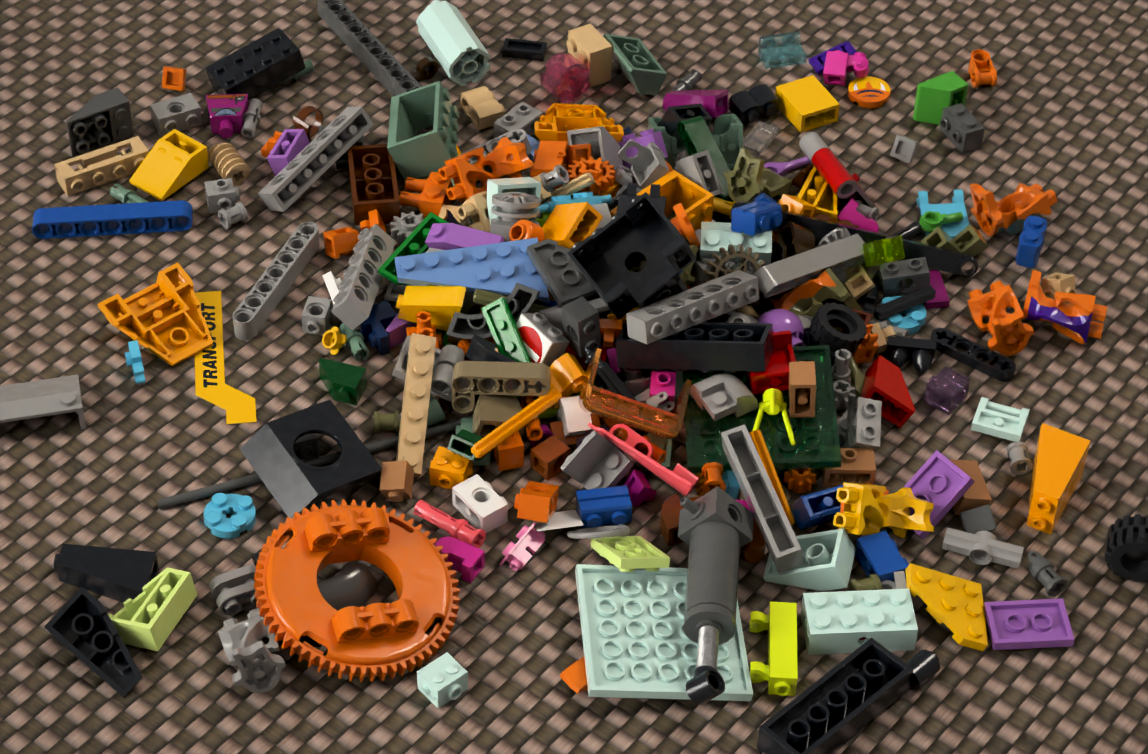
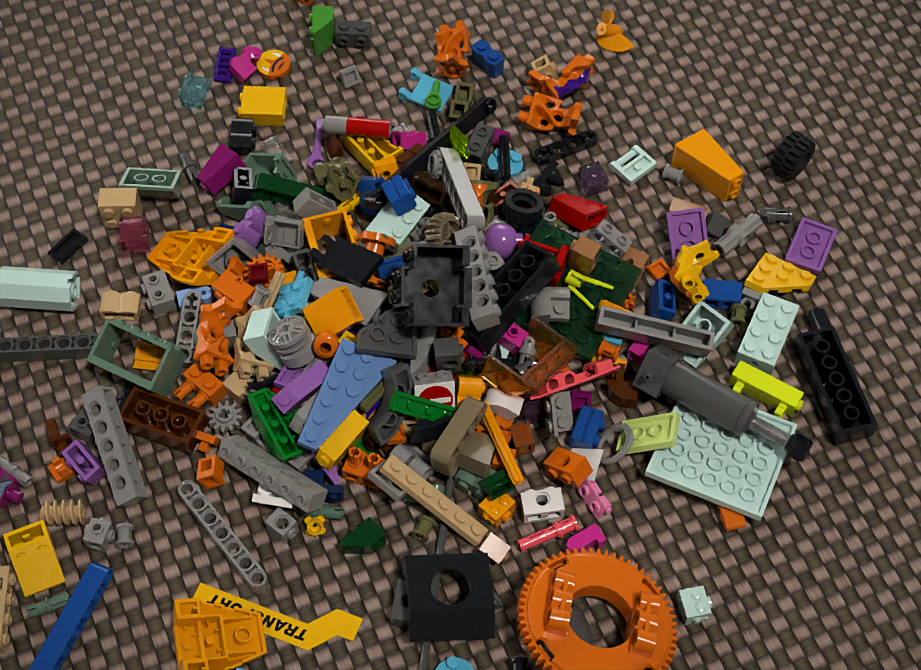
camera: 60 degrees left, 15 degrees up
(425, 69) = (45, 322): dark brown plate -> none
(579, 164) = (258, 273): none -> dark red tile

